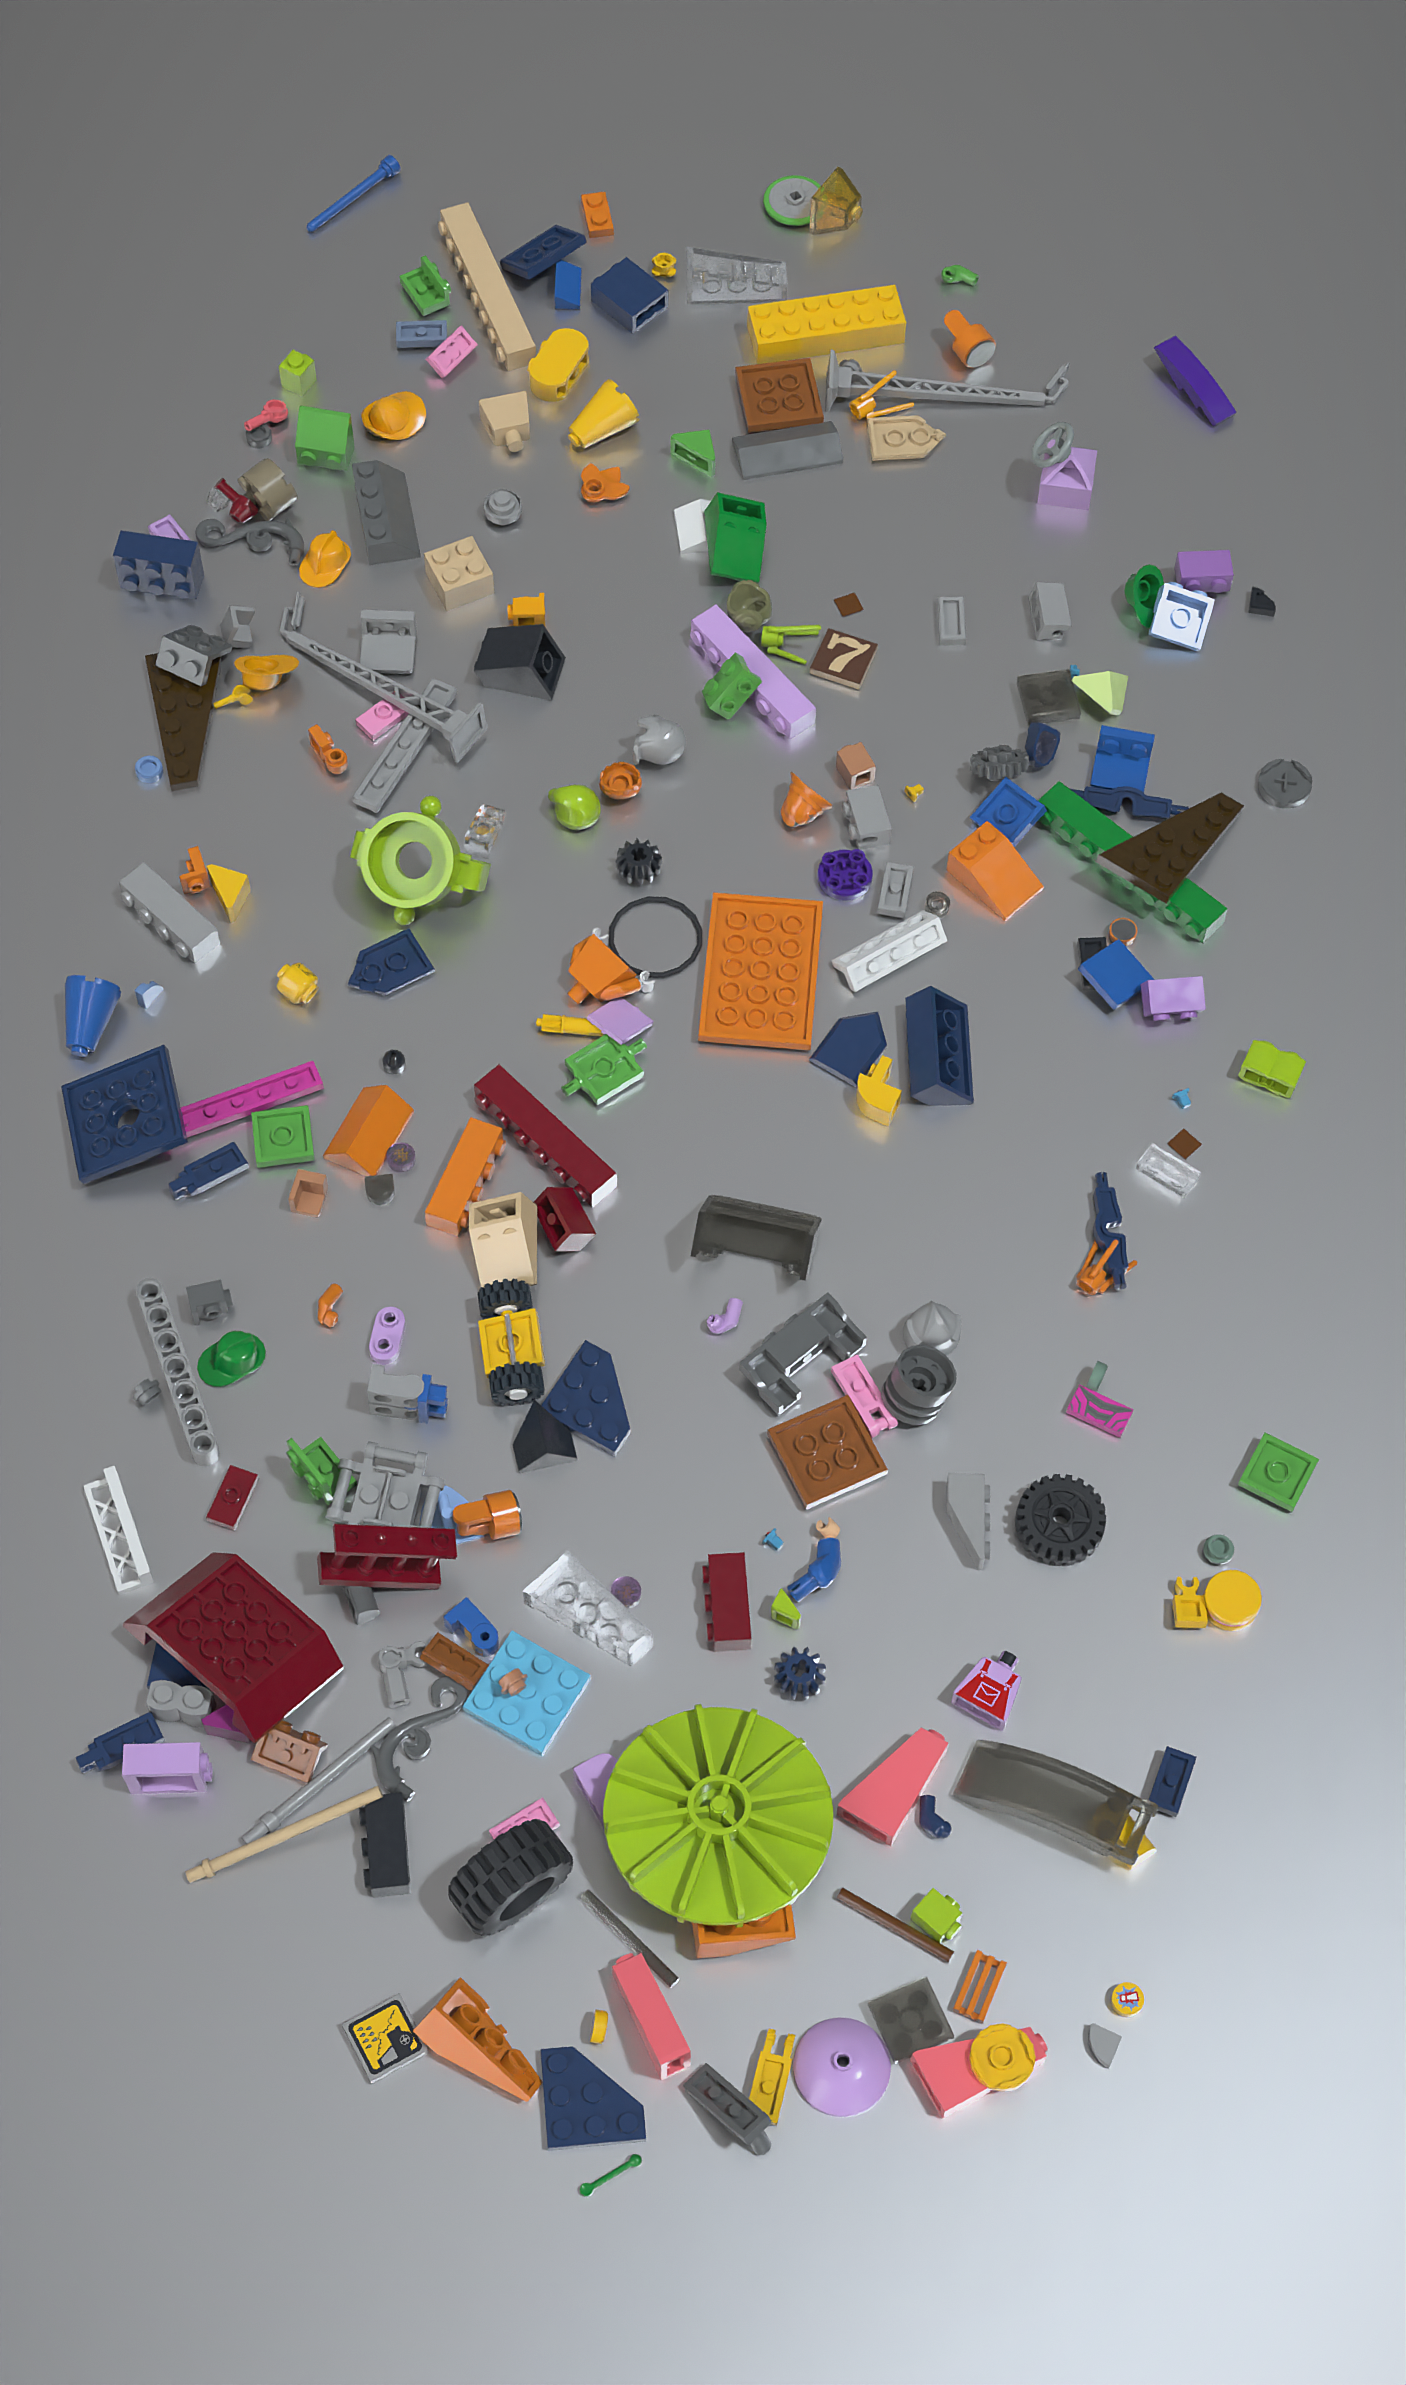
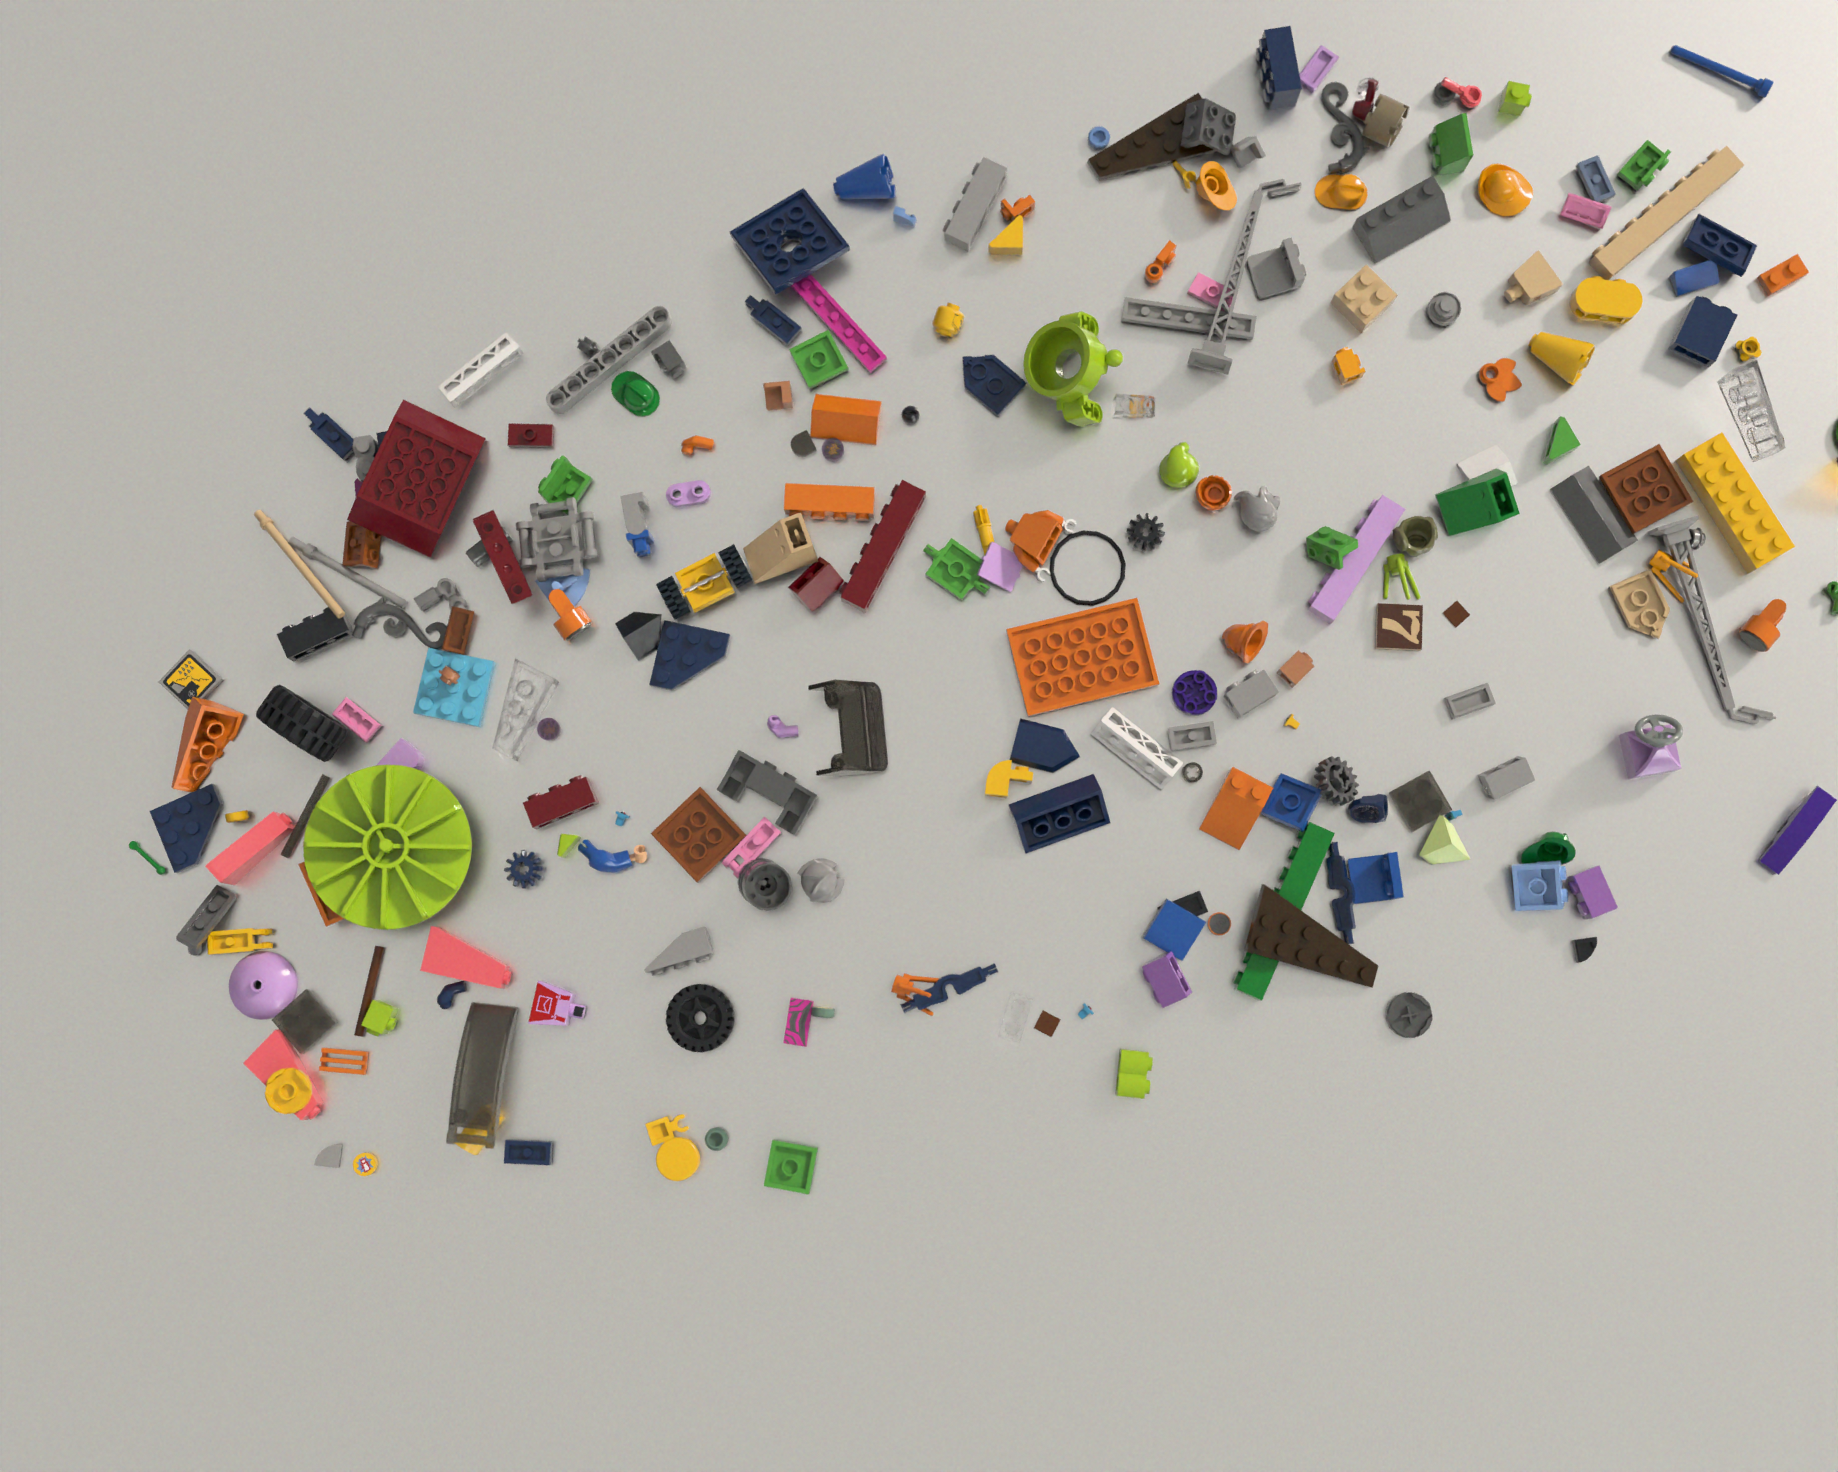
camera: 80 degrees right, 20 degrees up
(166, 1768) = (316, 468): lavender window -> none
(474, 1626) = (487, 635): blue leg -> none
(520, 661) = (1296, 376): black slope -> none

